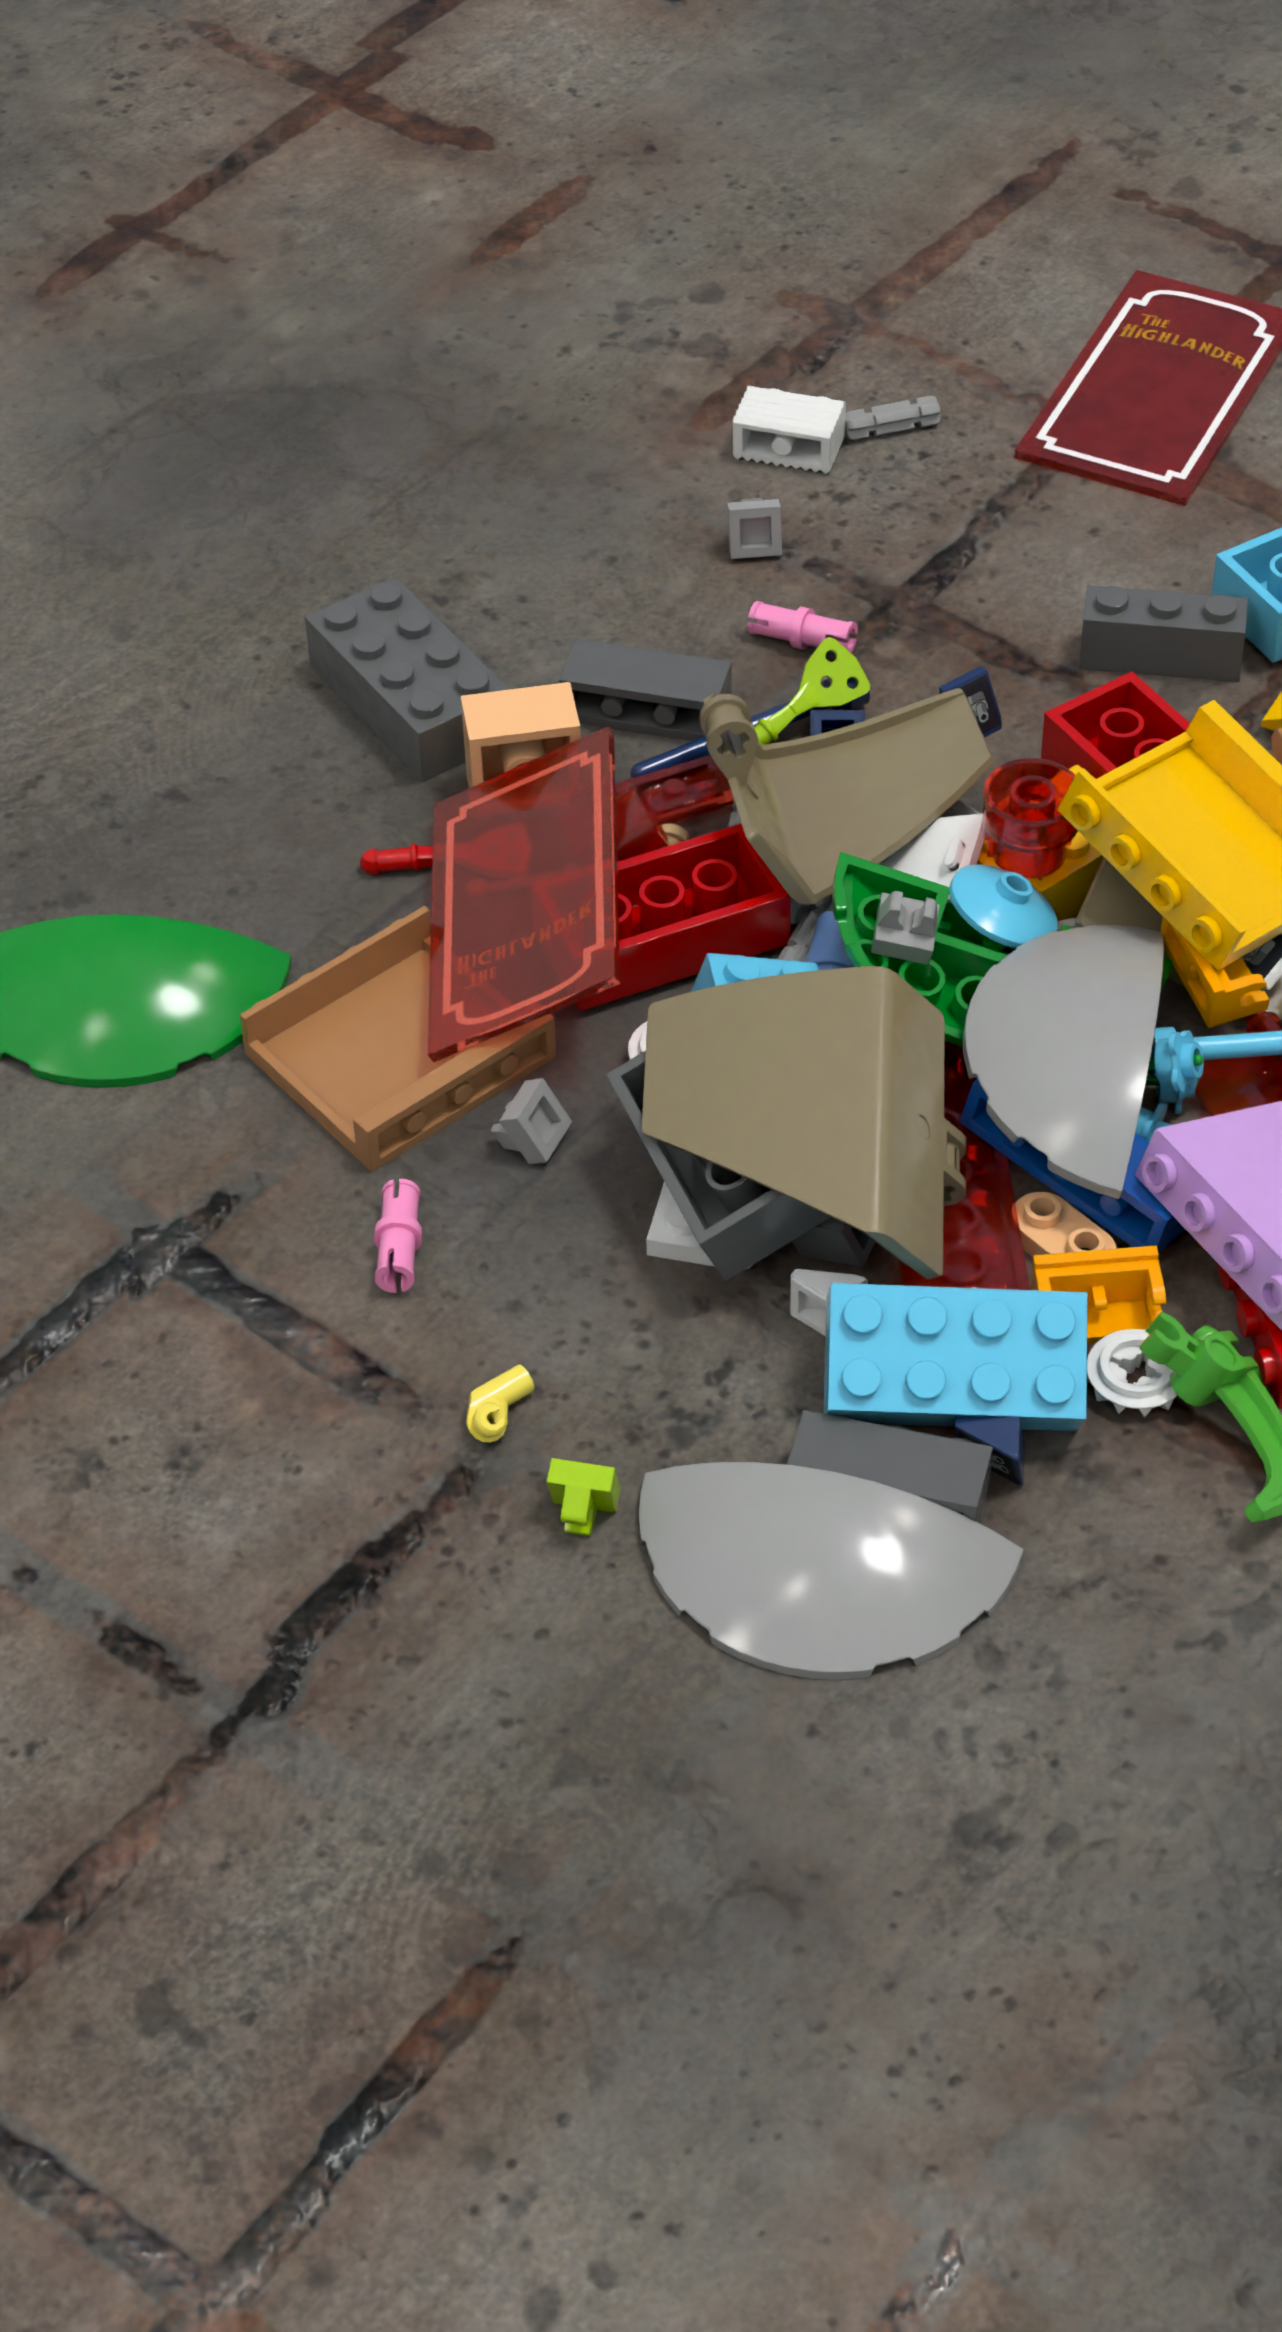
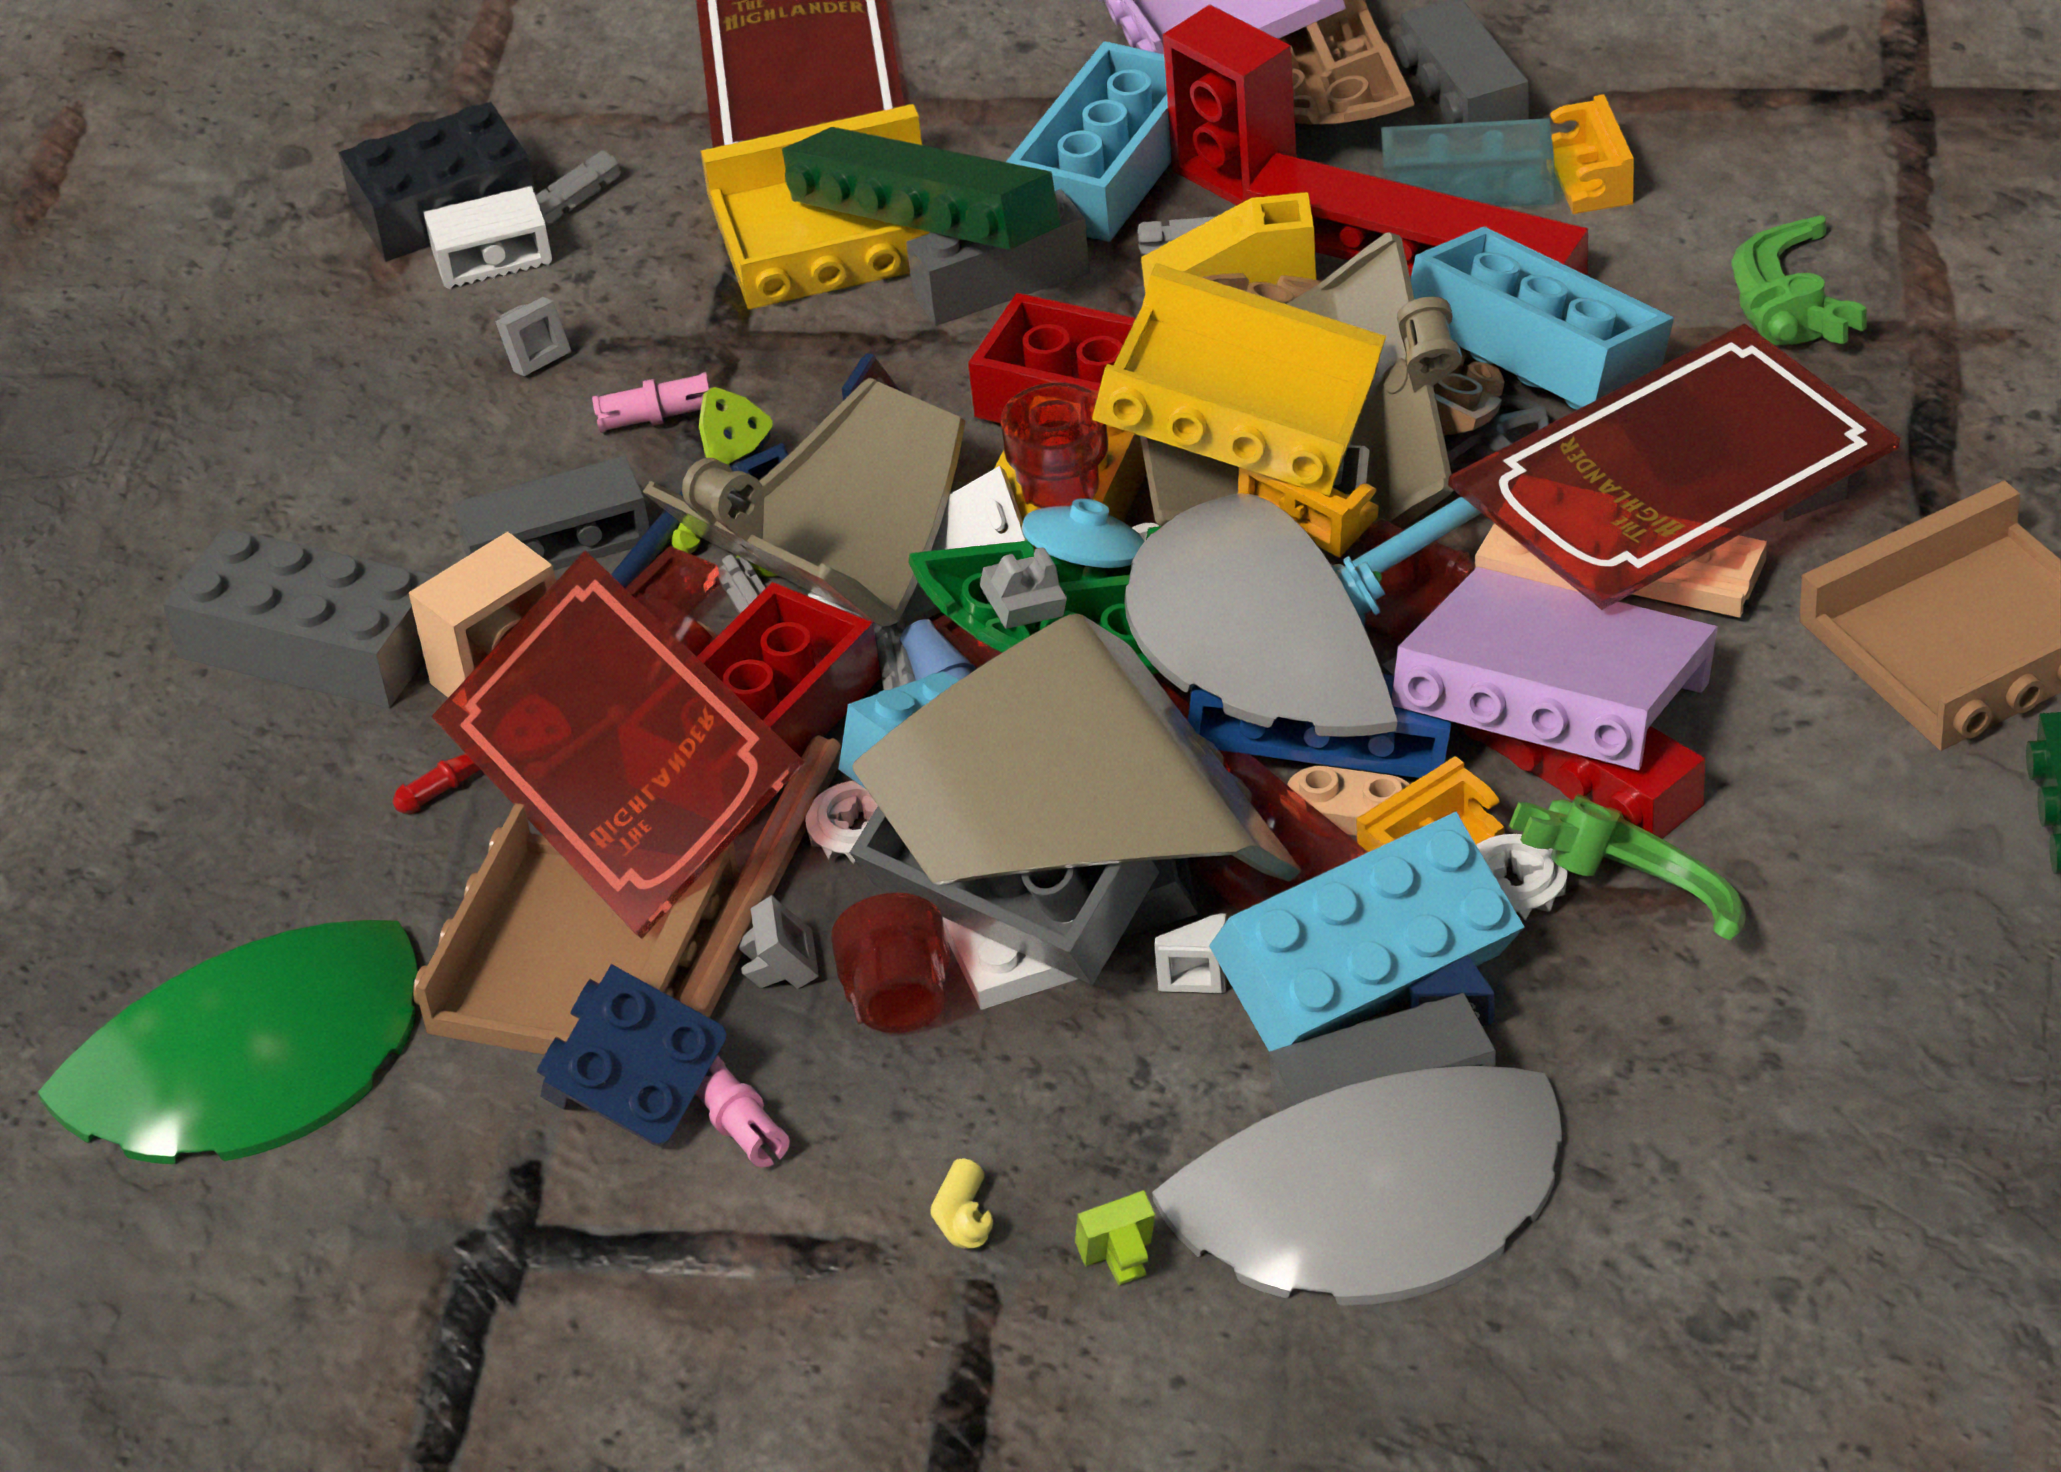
camera: 30 degrees left, 5 degrees down
(345, 1152) = (631, 1056): none -> dark blue bracket
(553, 1066) = (759, 876): none -> nougat axle
(593, 1180) = (892, 961): none -> clear red piece
(787, 352) = (428, 169): none -> black brick
(1070, 520) = (792, 247): none -> yellow panel
(1128, 544) = (922, 187): none -> dark green brick

